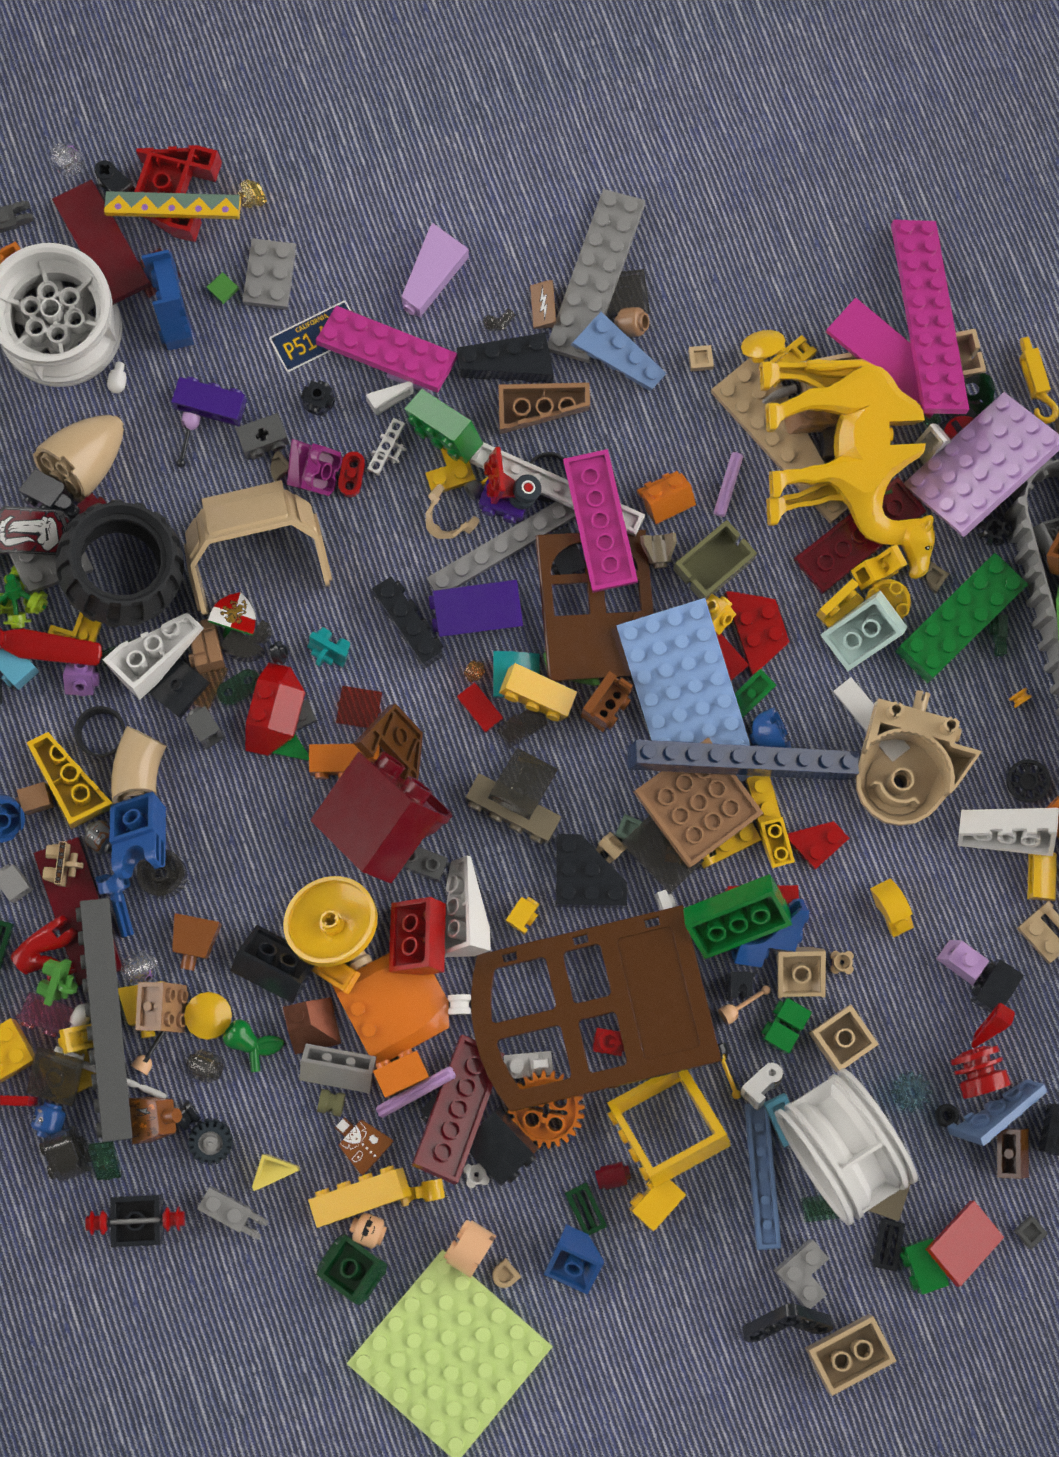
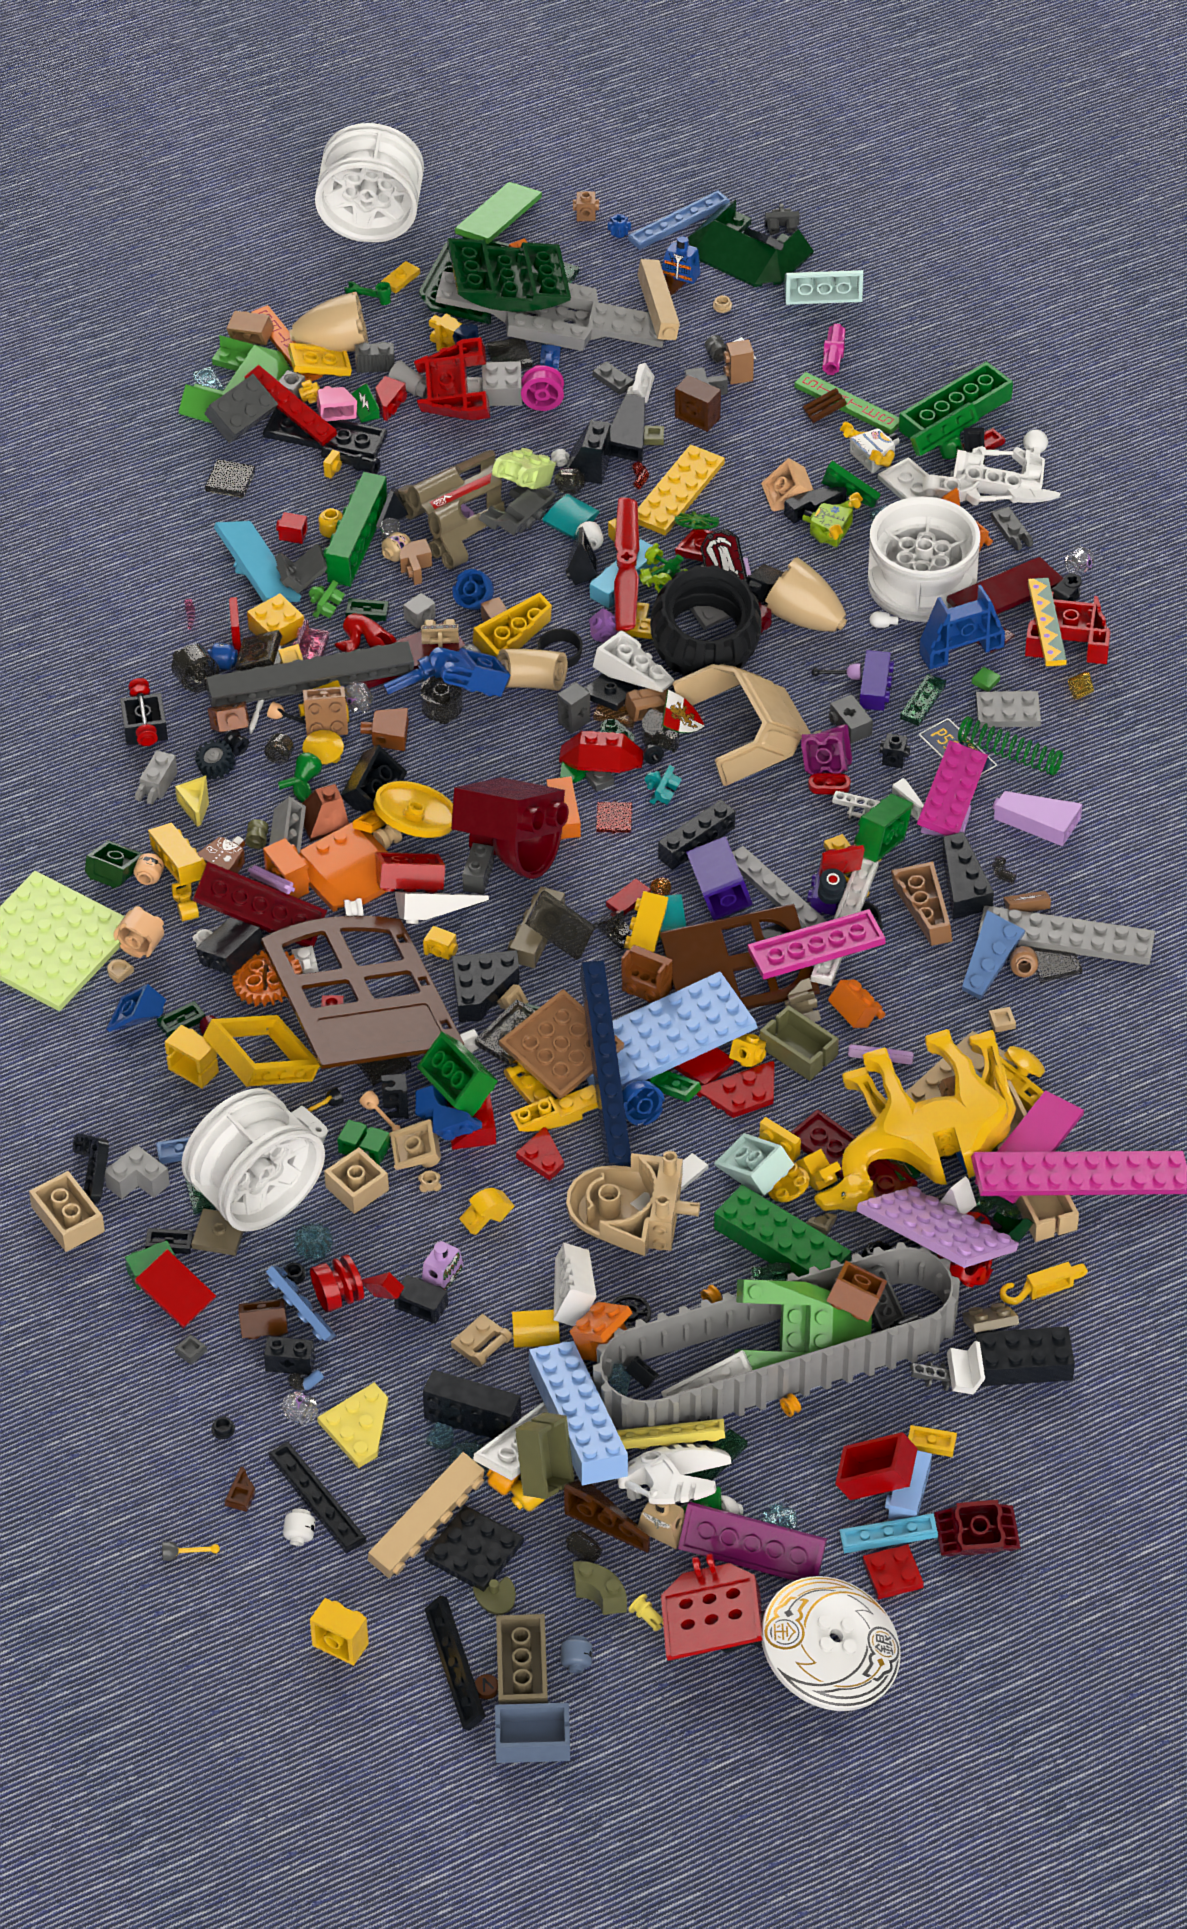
camera: 90 degrees right, 30 degrees down
(60, 984) = (339, 641): bright green hips -> none
(105, 1160) = (192, 689): clear green hinge -> none
(244, 357) = (923, 699): none -> clear green plate
(300, 316) = (1051, 771): none -> green piece
(397, 737) = (586, 831): reddish brown wing -> none
(434, 529) = (790, 847): tan helmet -> none

